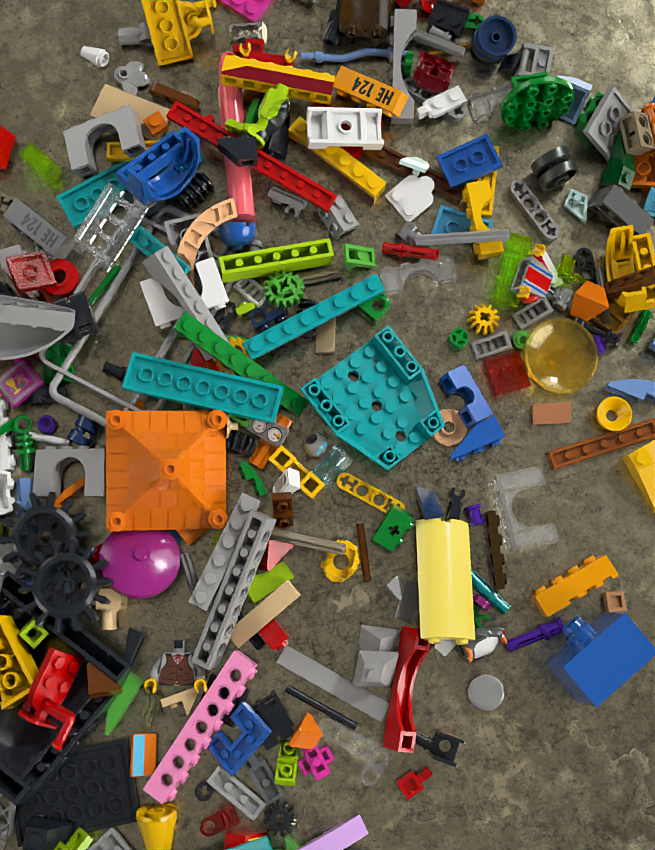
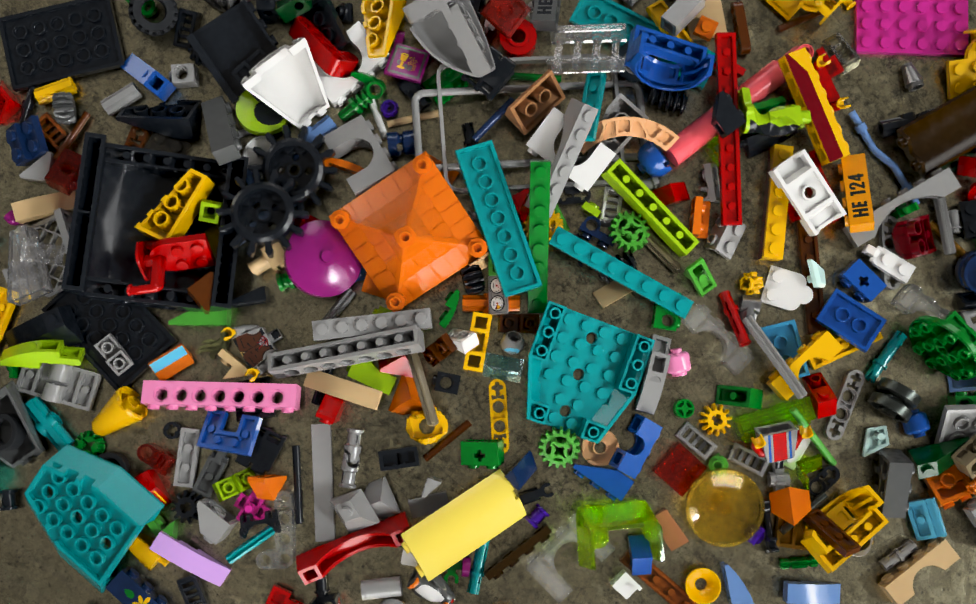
camera: 60 degrees right, 5 degrees up
(67, 412) = (408, 119): none -> tan bar
(102, 802) = (114, 353): none -> light grey slope
(116, 340) = (492, 120): none -> dark blue bar
(125, 297) = (535, 102): none -> medium nougat slope
(137, 607) = (284, 281): none -> green wheel
(198, 50) = (797, 21): none -> reddish brown bar
(259, 183) = (712, 152): none -> clear neon green bracket
(275, 235) = (672, 193): none -> red slope
(303, 427) = (518, 322): none -> reddish brown slope
(306, 562) = (405, 397): none -> orange slope
(308, 226) = (699, 217): none -> orange bracket
(308, 800) = (214, 521): none -> light grey slope
(318, 513) = (455, 382): none -> black brick
(324, 642) = (351, 454): none -> light grey piece
(330, 774) = (271, 520): none -> black piece
(347, 781) = (250, 544): none -> teal axle
(353, 601) = (399, 458): none -> black brick
(389, 220) = (751, 283): none -> yellow gear
(417, 319) = (679, 362): none -> bright pink head
(418, 345) = (654, 376): none -> light grey slope
(432, 467) = (561, 439): none -> bright green gear
(442, 134) = (870, 285): none -> blue brick
(455, 687) = (381, 588): none -> light grey pin
(476, 288) = (739, 396): none -> green slope
(509, 464) = (597, 519): none -> clear neon green windscreen
(516, 222) = (821, 395): none -> red slope
(518, 161) = (880, 363): none -> teal pin
(548, 249) = (815, 439): none -> bright green bar
(558, 449) = (640, 555): none -> blue slope
(575, 477) = (625, 584): none -> white panel
(585, 164) = (917, 424): none -> blue head

